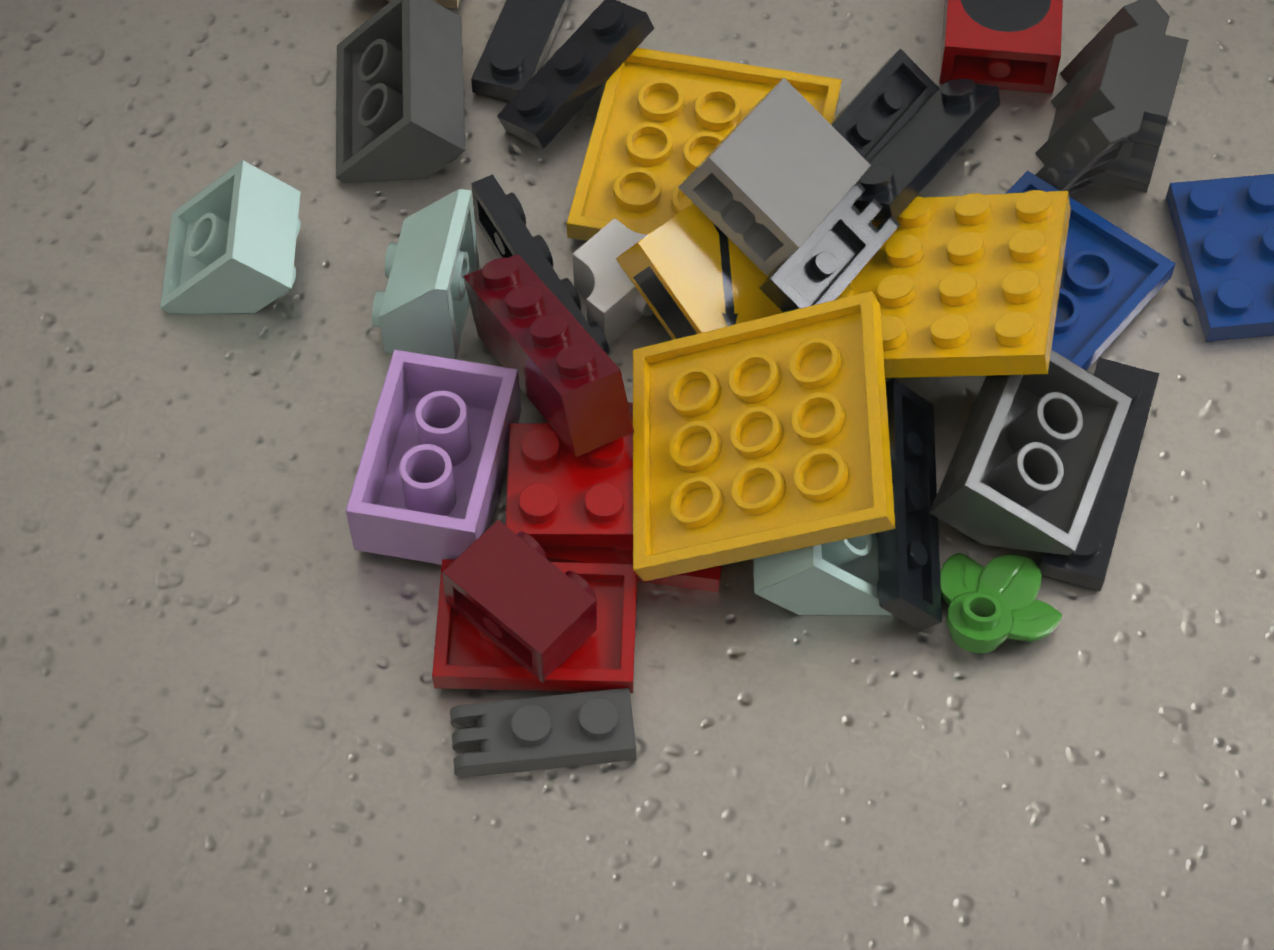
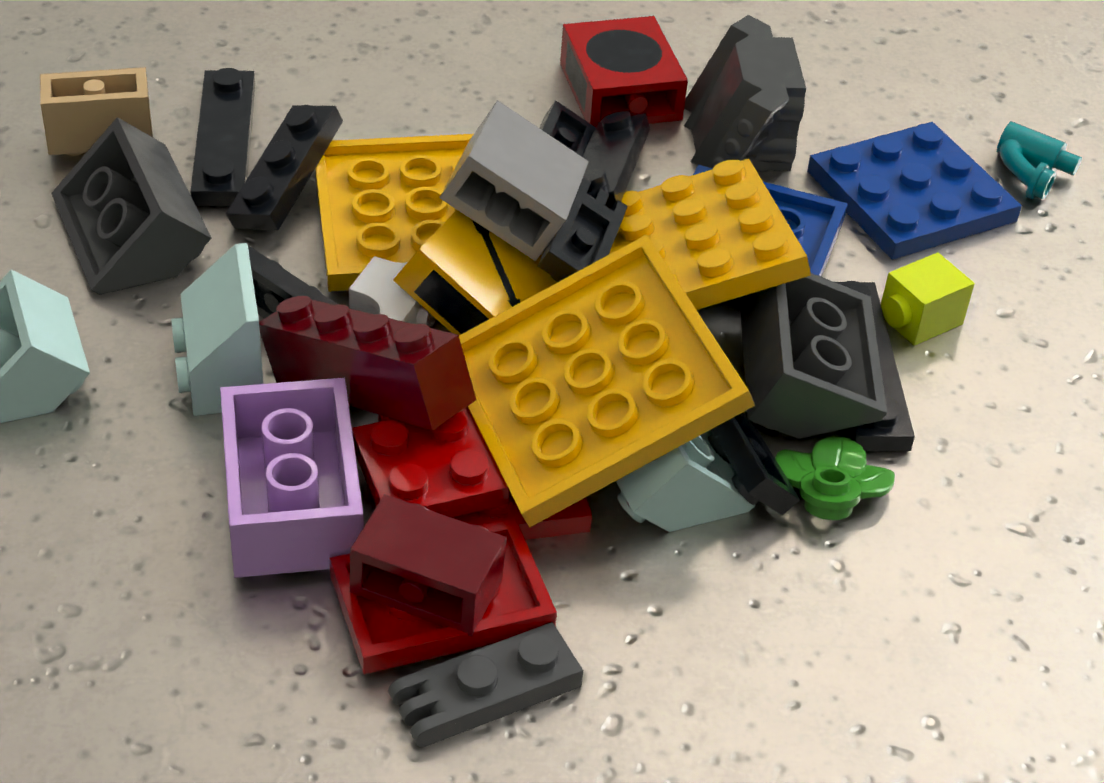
camera: 25 degrees left, 15 degrees down
(1203, 411) = (926, 298): none -> neon yellow brick

